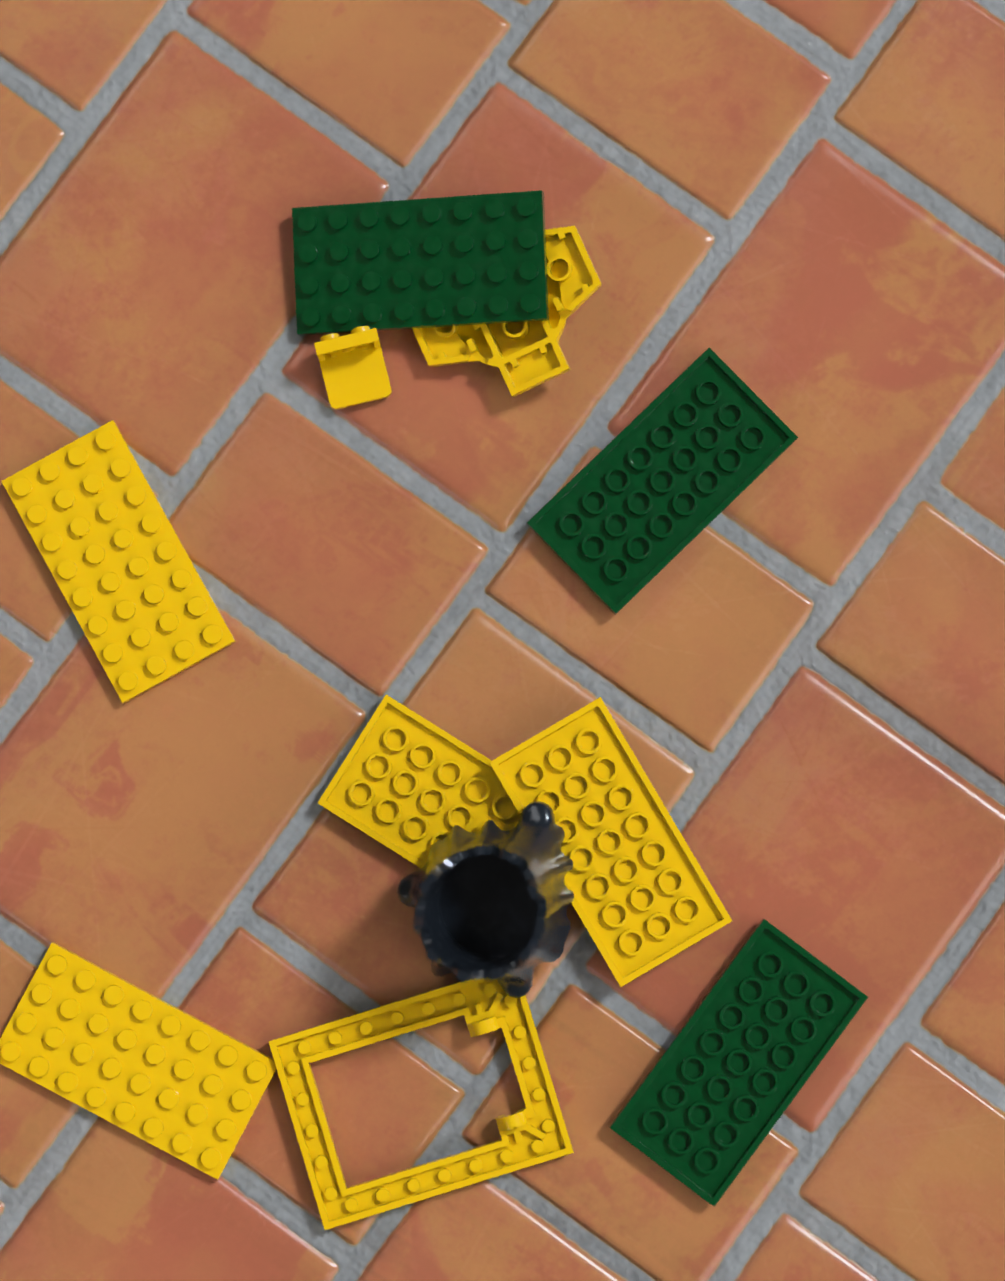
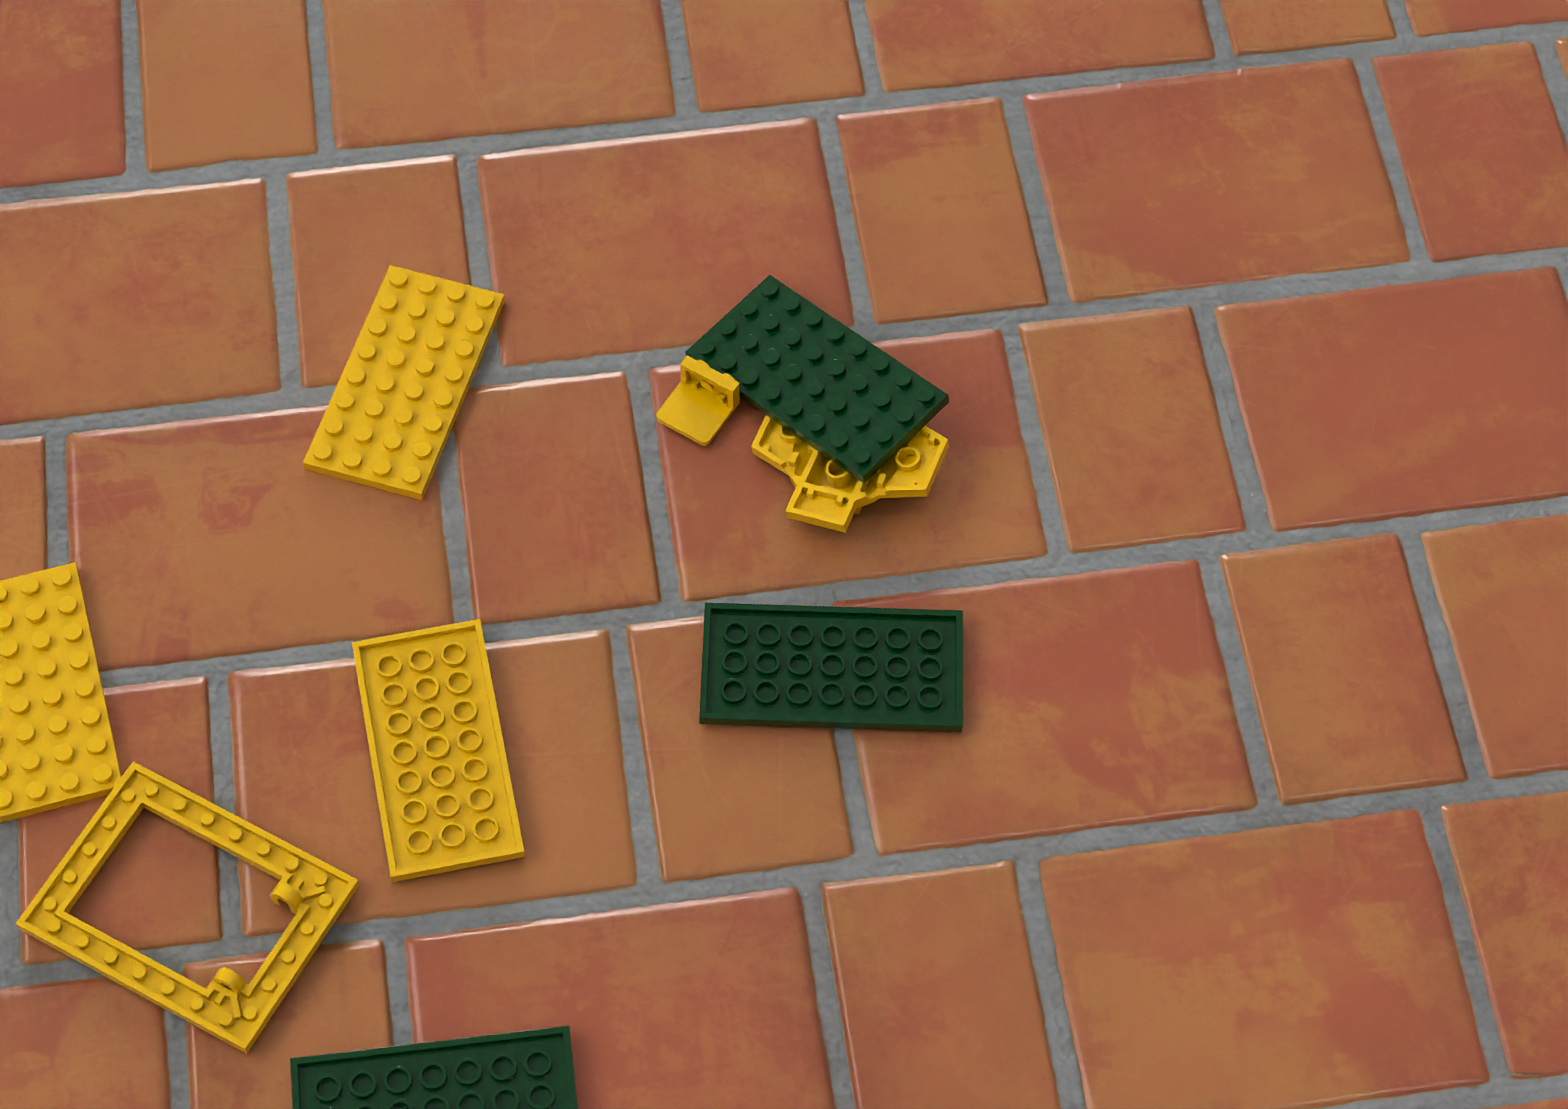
camera: 45 degrees right, 25 degrees down
(494, 900) = (384, 804): black piece -> none
(630, 863) = (518, 861): yellow plate -> none

